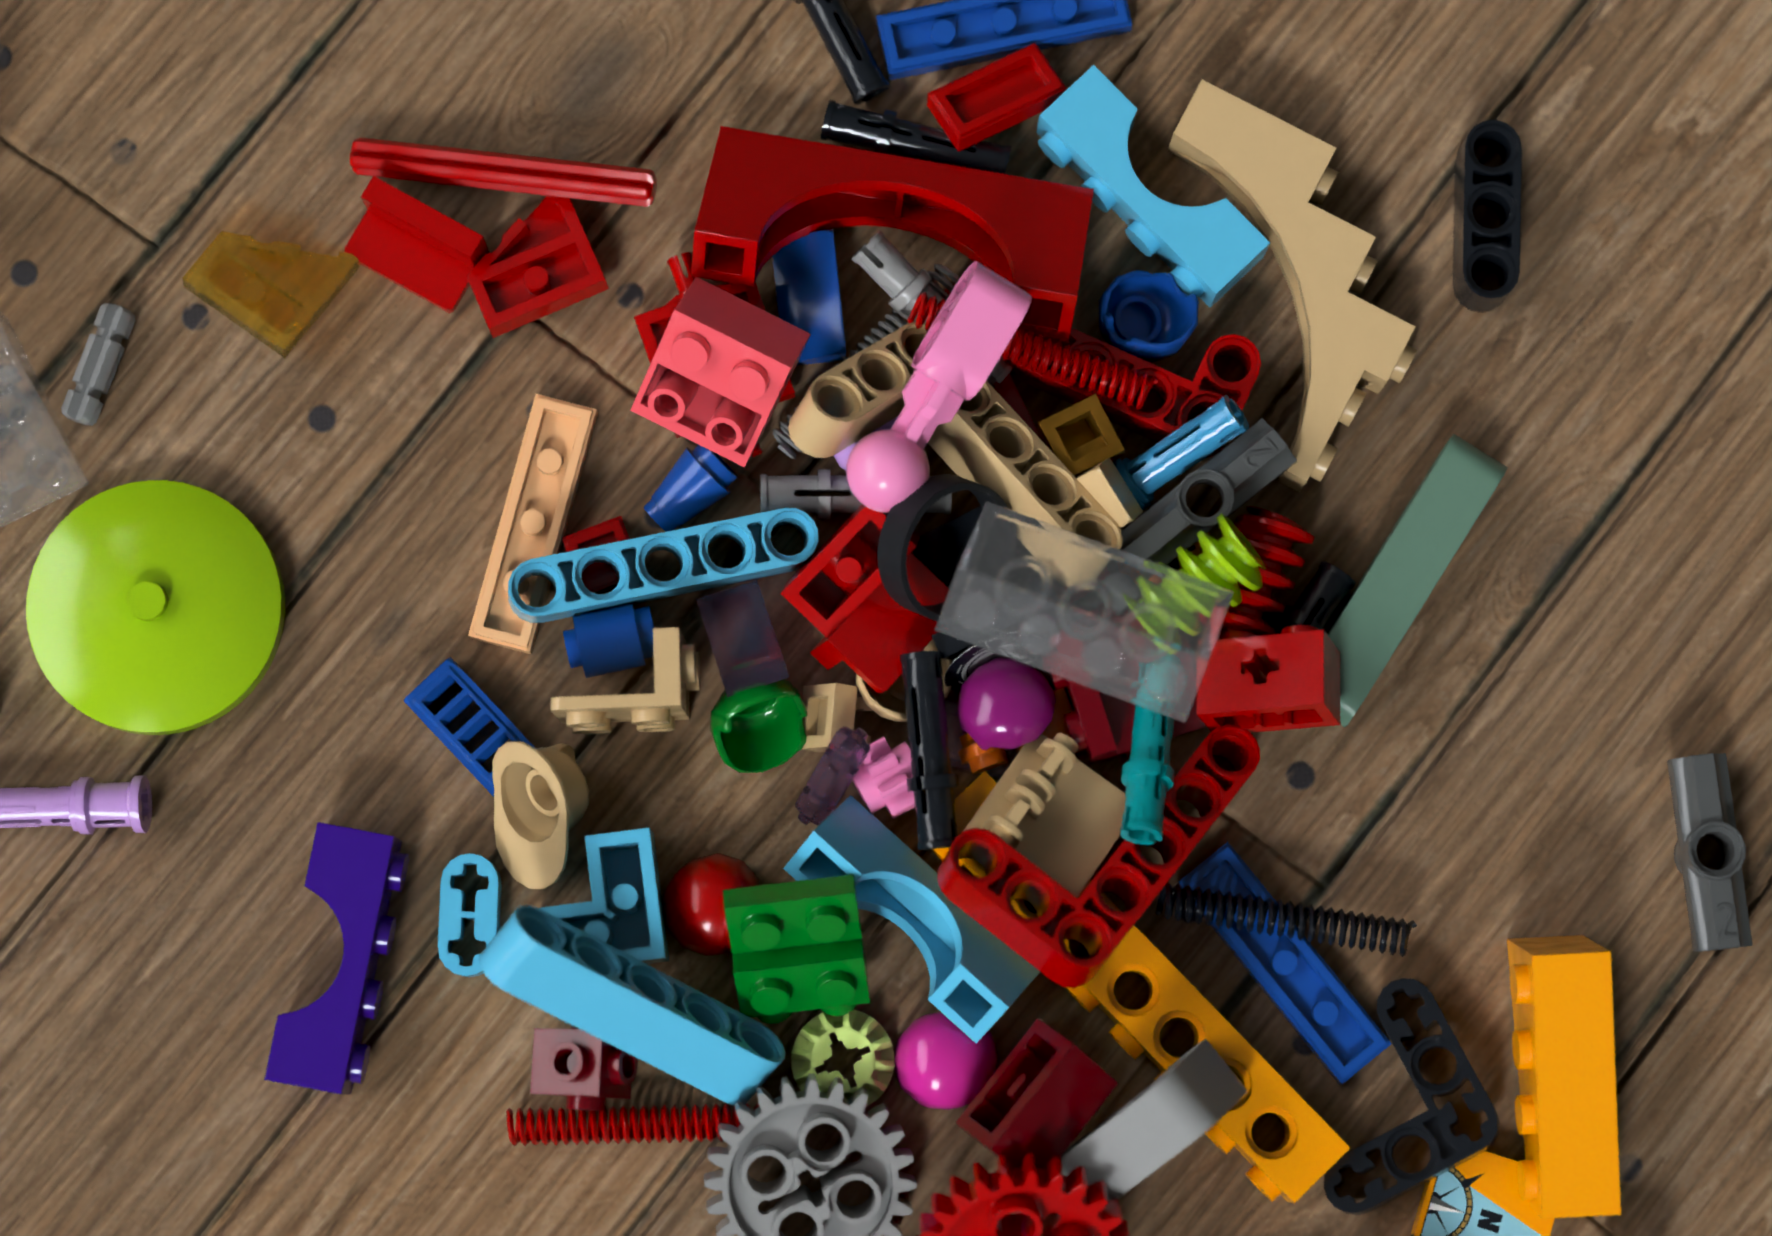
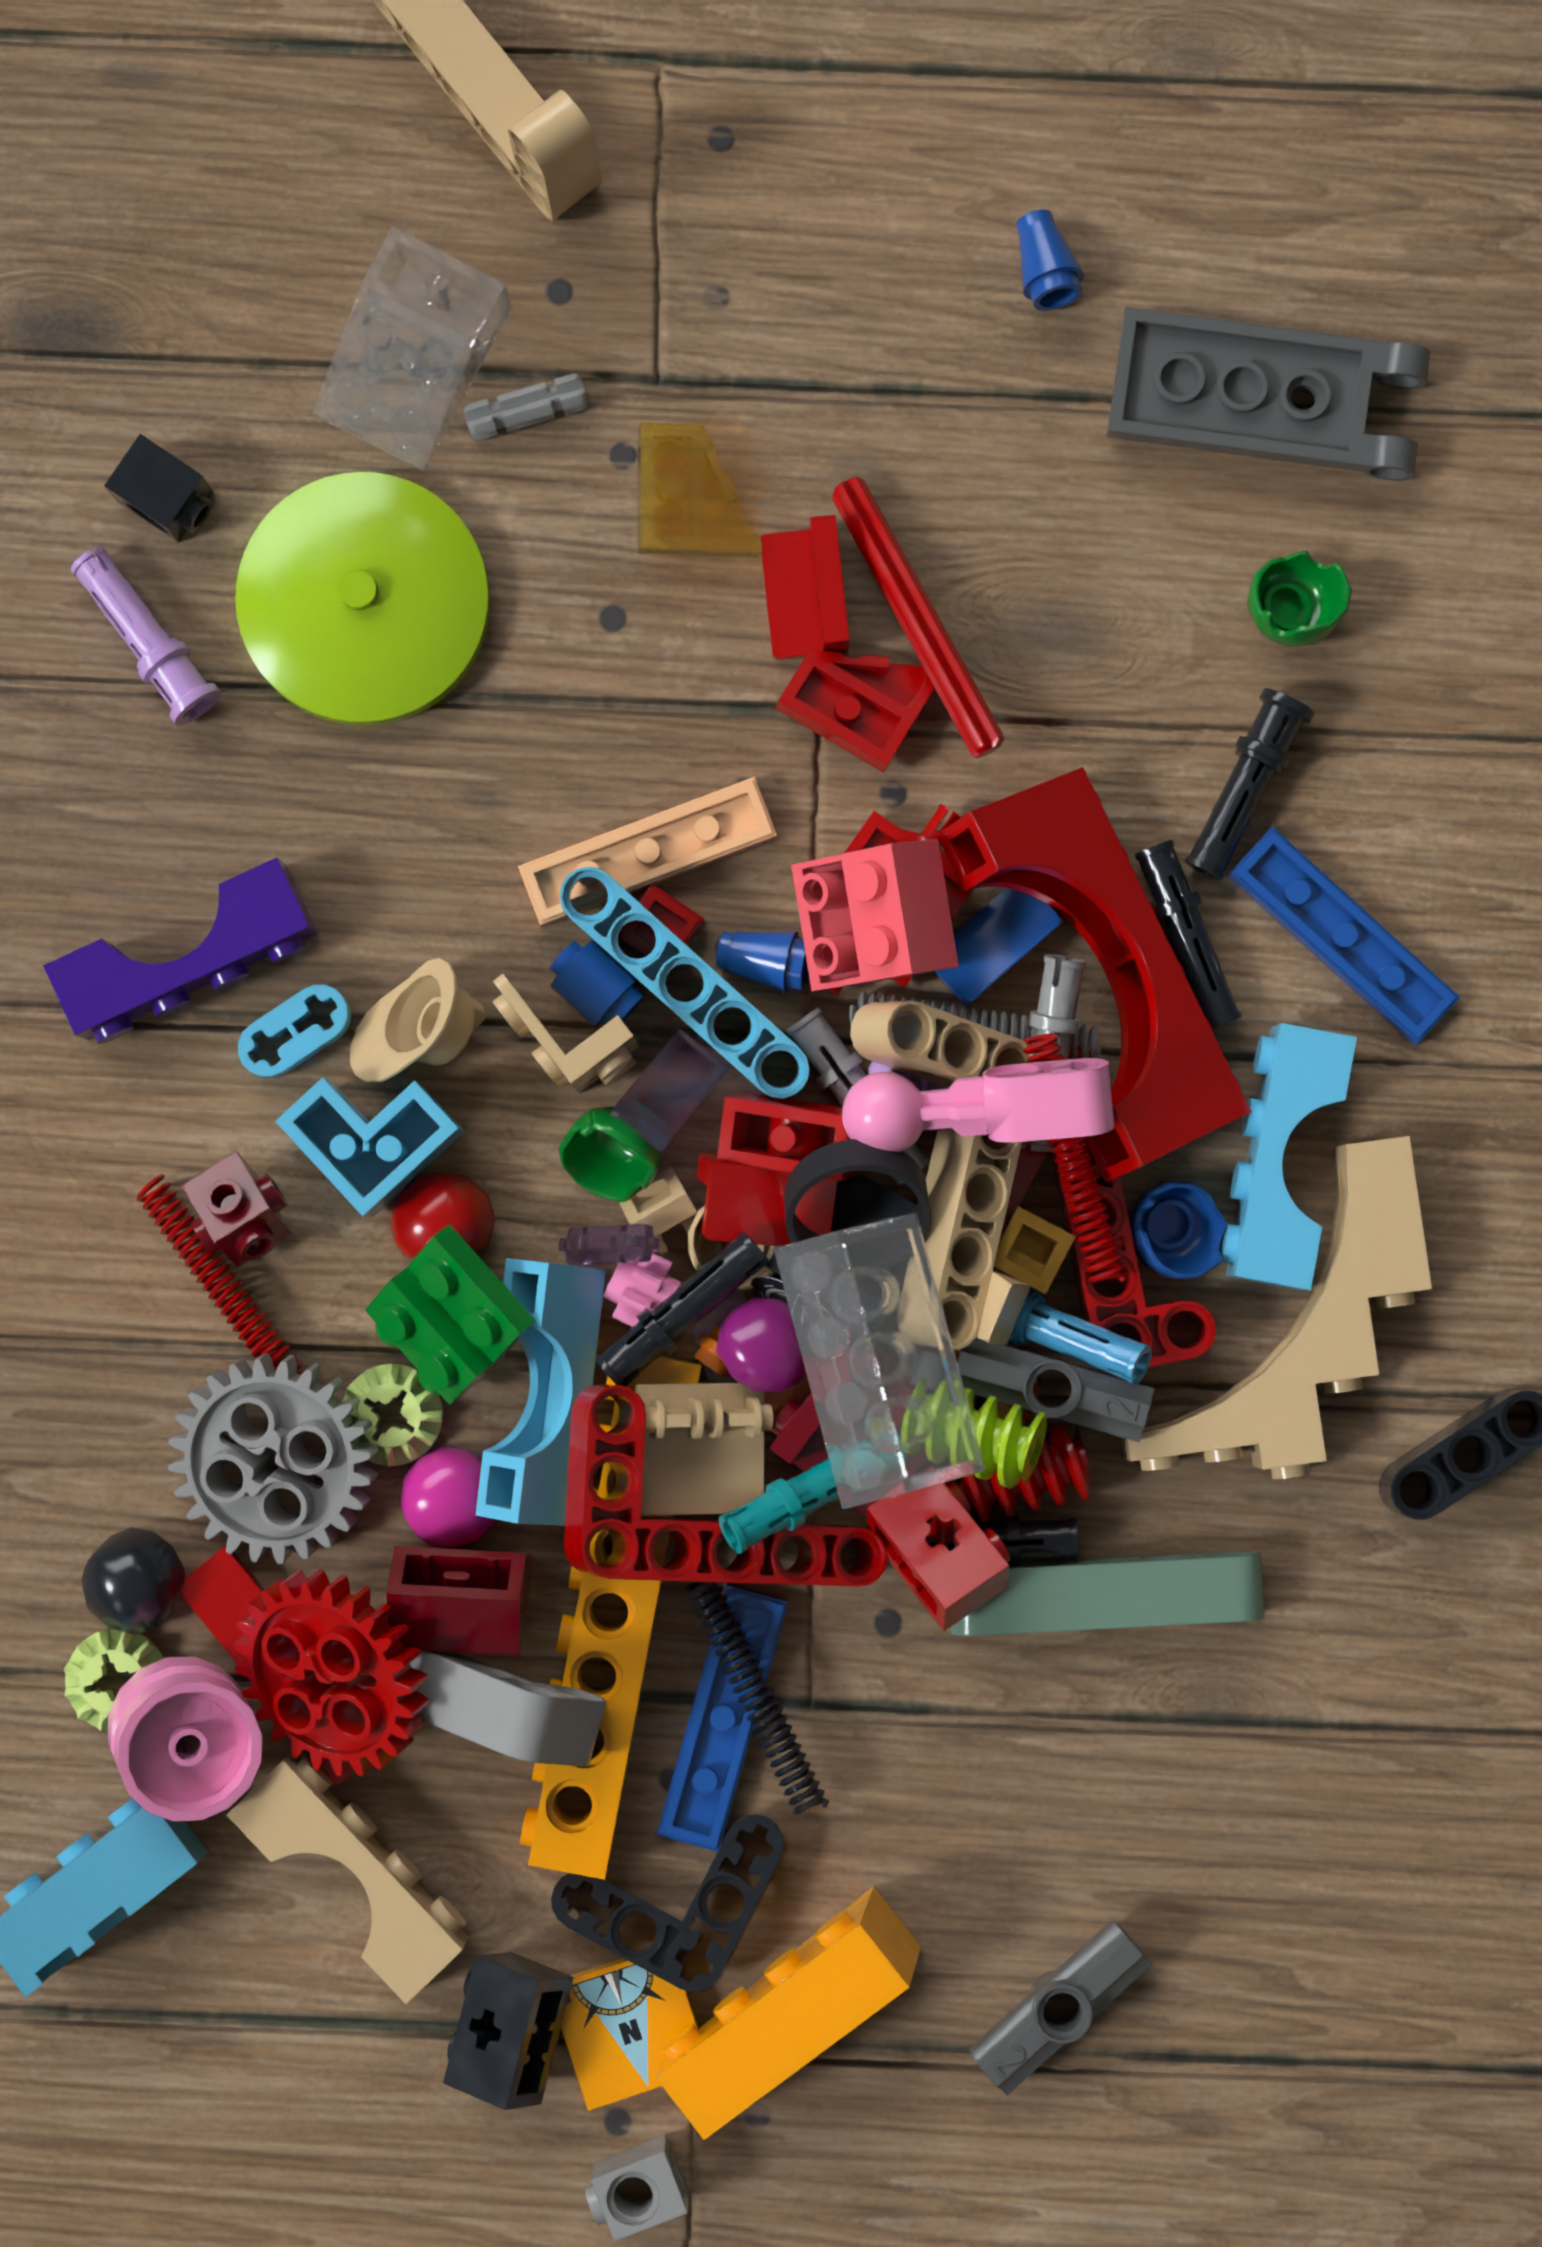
camera: 55 degrees right, 5 degrees up
(435, 686) = (428, 894): blue slope -> none
(631, 1005) = (304, 1216): medium azure beam -> none
(995, 97) = (1273, 975): red tile -> none

